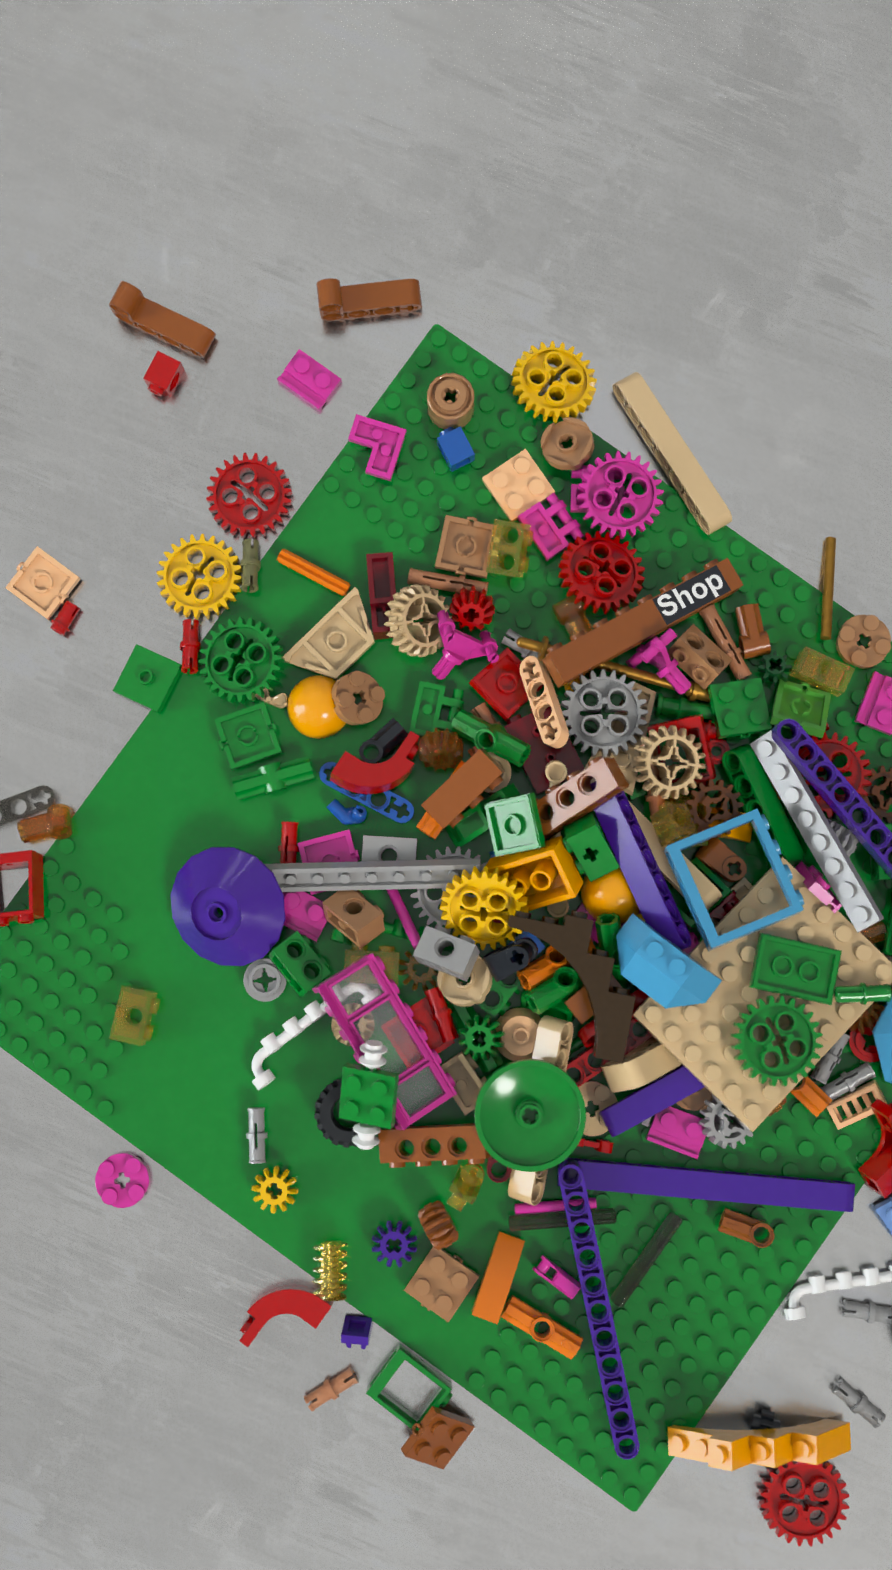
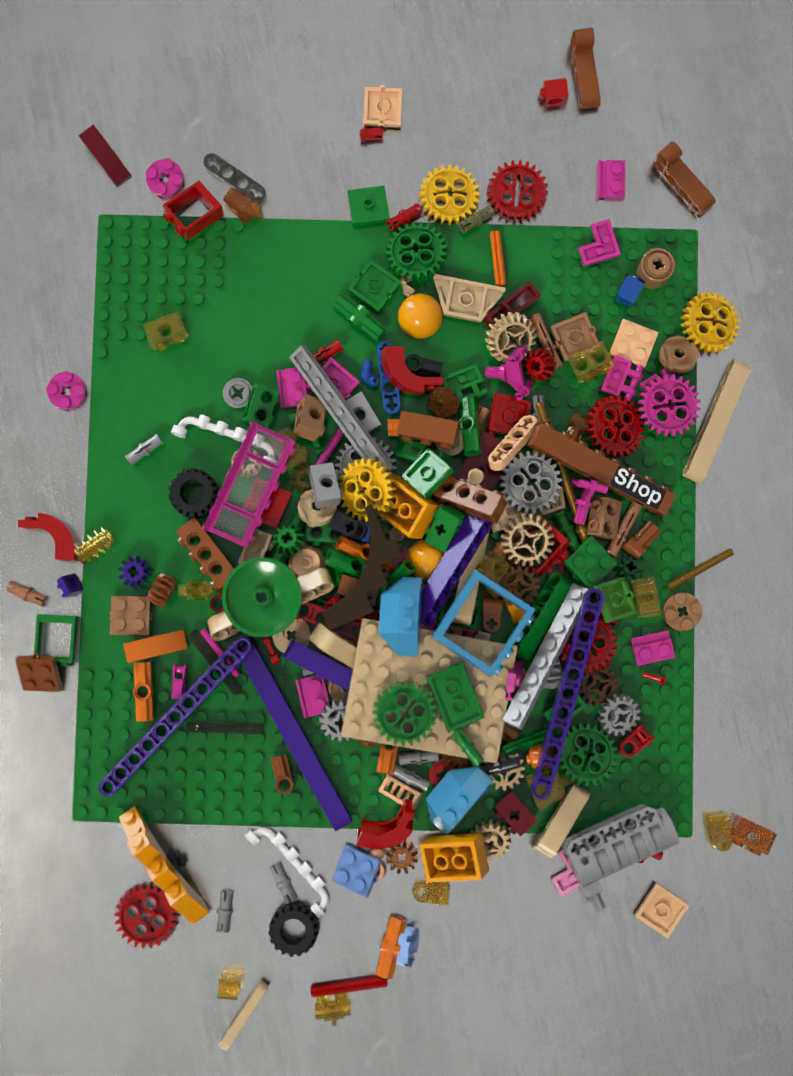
camera: 50 degrees right, 0 degrees up
(244, 892) = (276, 350): dark purple dish -> none
(282, 1183) = (126, 482): yellow gear -> none
(367, 688) = (433, 326): medium nougat plate -> none
(369, 1095) = (210, 494): green plate -> none
(441, 1014) = (286, 508): red pin -> none

